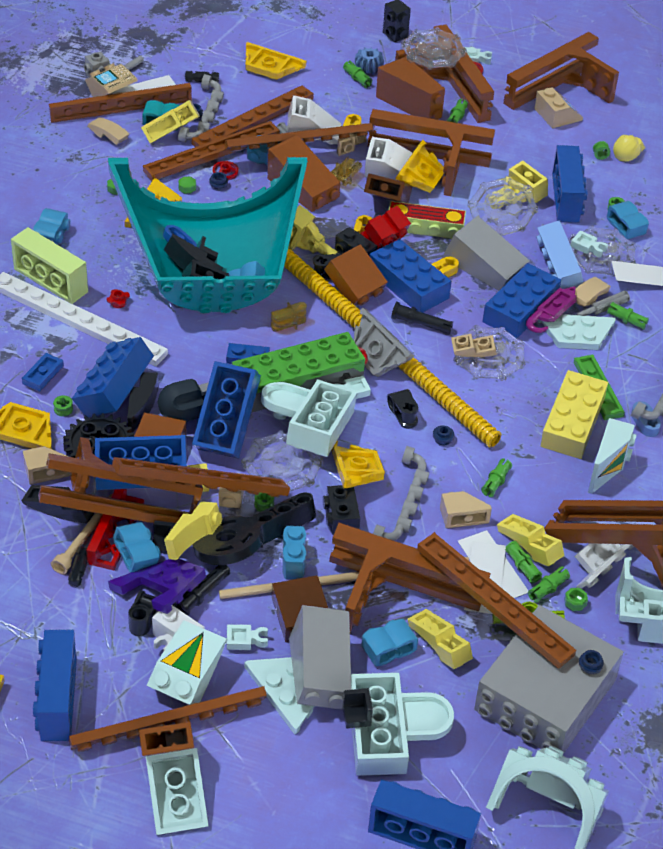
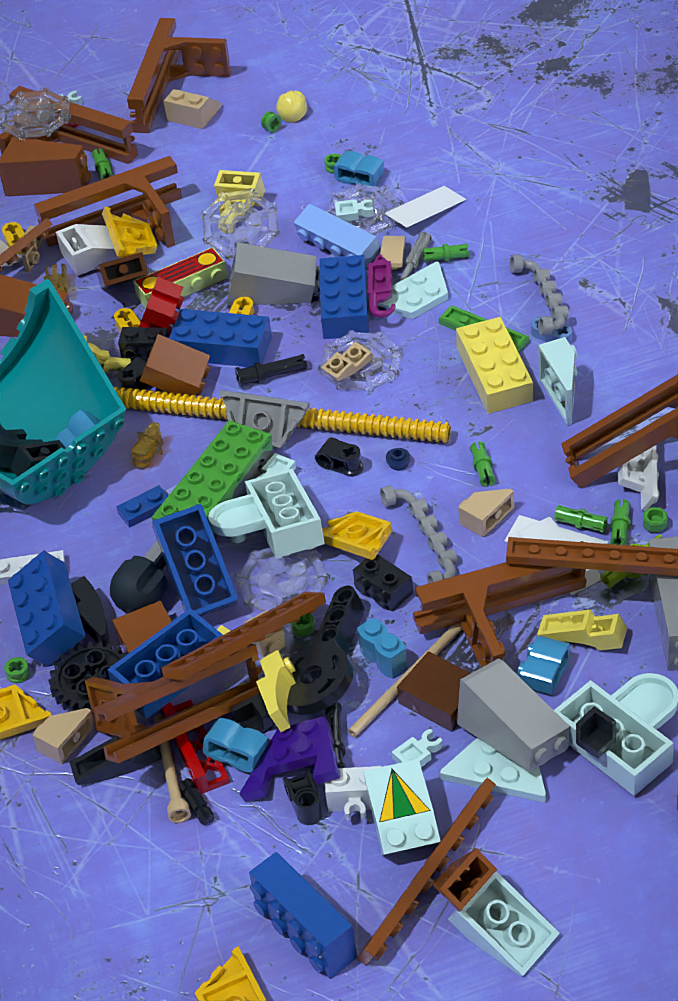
camera: 30 degrees left, 0 degrees up
(533, 539) = (570, 493): light yellow slope -> none
(569, 183) = (280, 167): blue brick -> none

